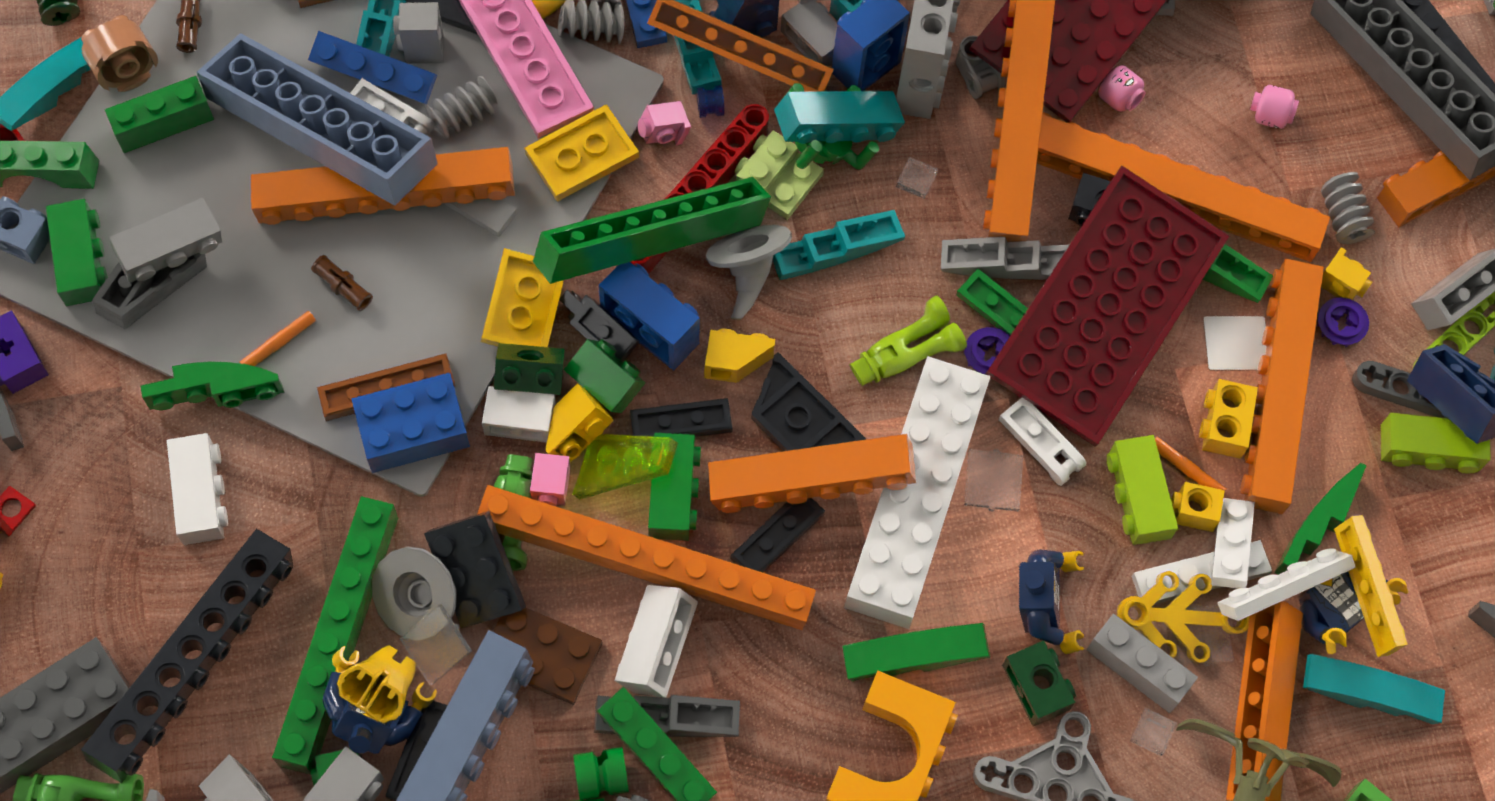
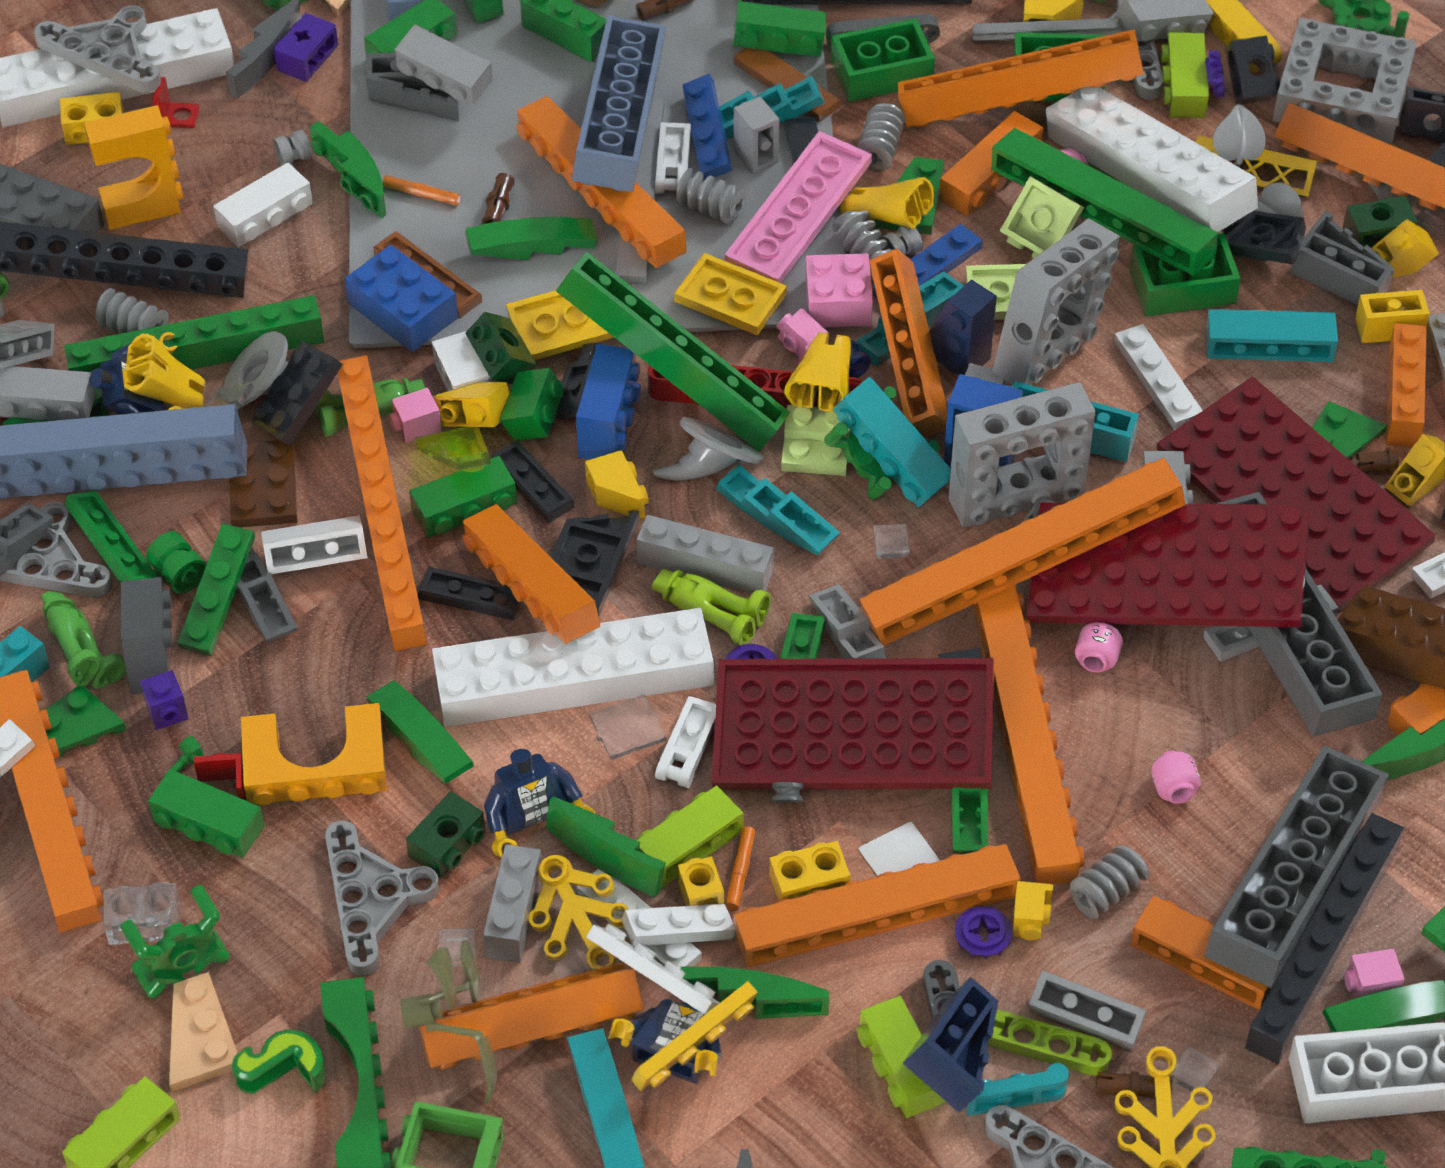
camera: 65 degrees right, 15 degrees down
(95, 581) = (144, 136): none -> light orange arch
(138, 427) = (292, 147): none -> light grey wheel
(263, 677) = (125, 314): none -> light grey piece
(407, 277) = (536, 234): none -> green slope
(638, 67) = (839, 289): none -> bright pink brick
(733, 127) = (824, 369): none -> yellow piece
(857, 325) = (705, 553): none -> light grey brick
(1115, 564) = (601, 846): none -> green slope
(1141, 393) = (787, 792): none -> dark grey bush

